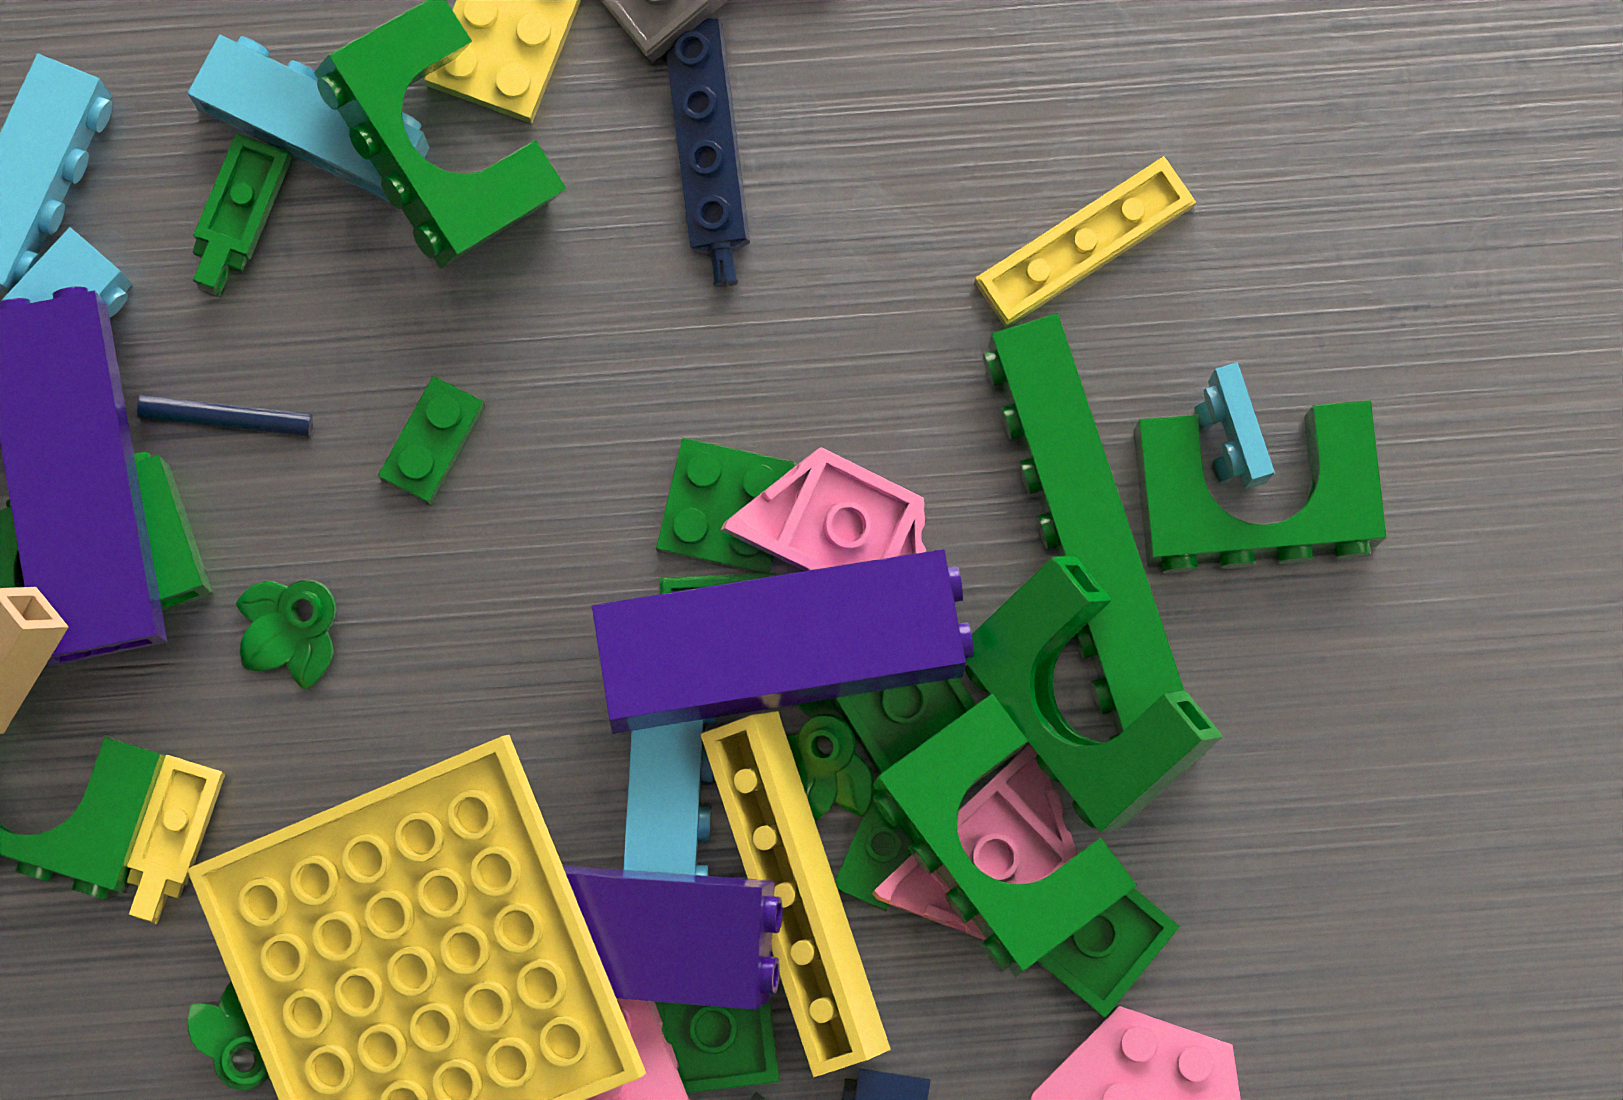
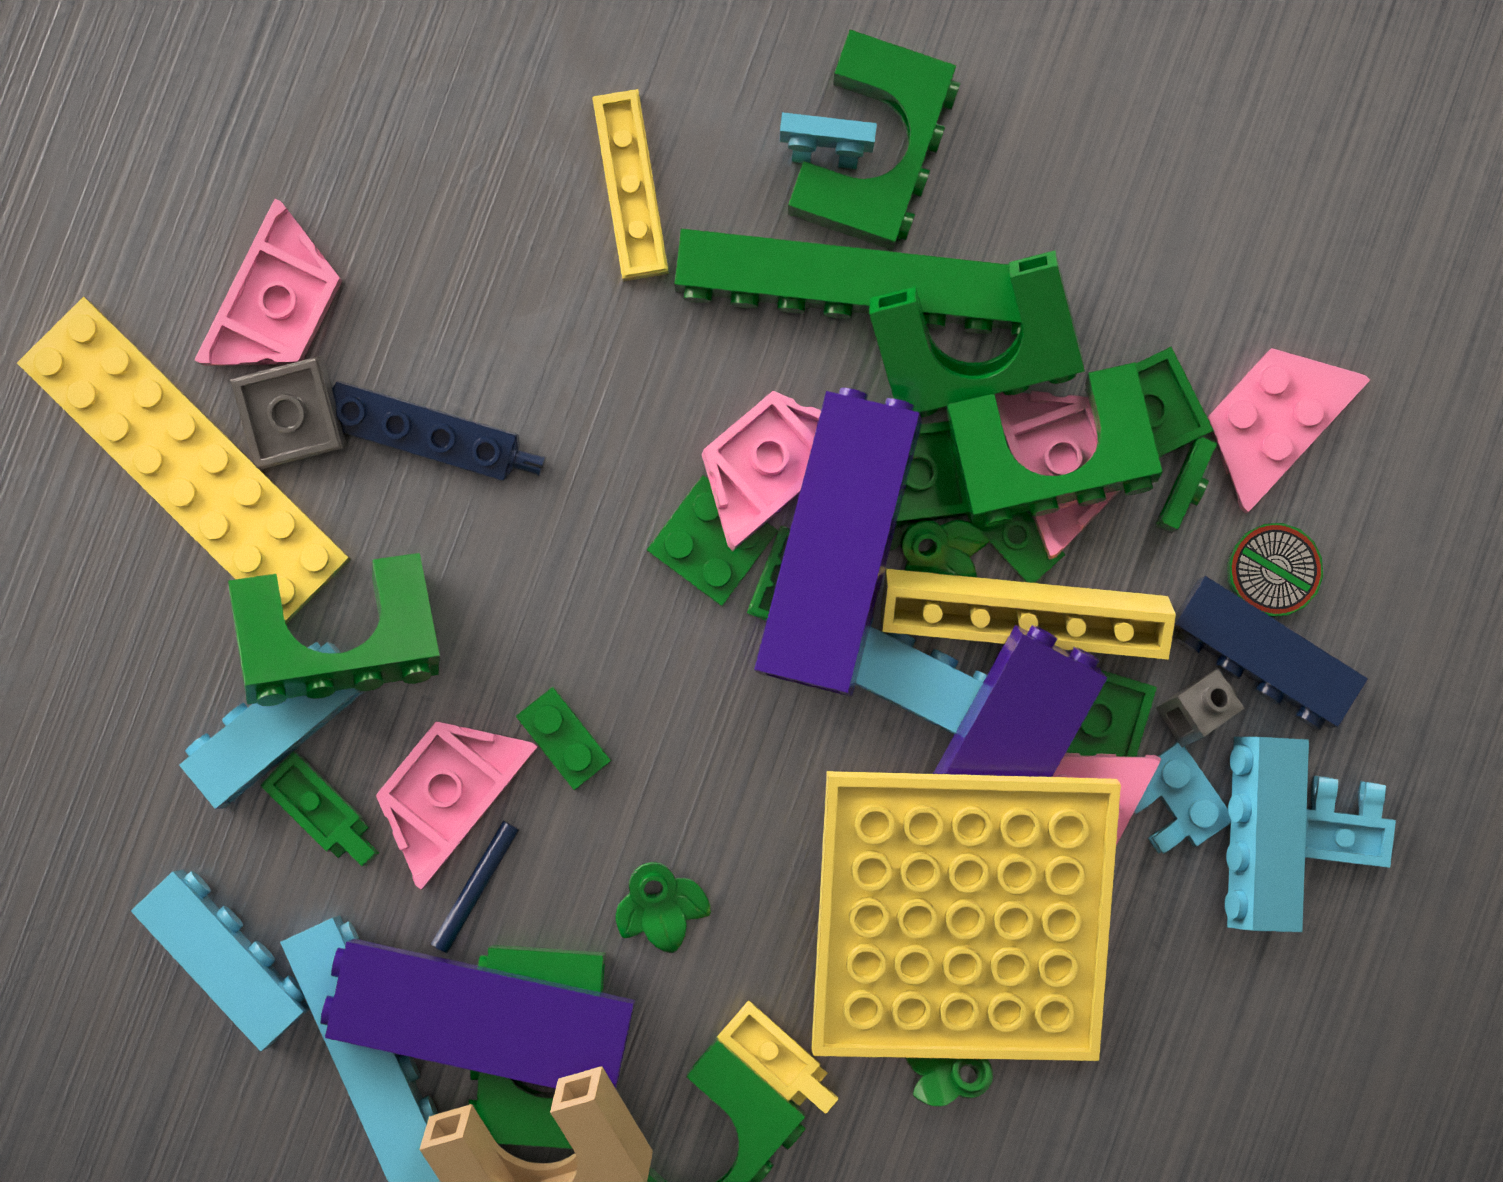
camera: 60 degrees left, 5 degrees up
(316, 337) = (446, 791): none -> bright pink wing
(1028, 1017) = (1188, 485): none -> green plate

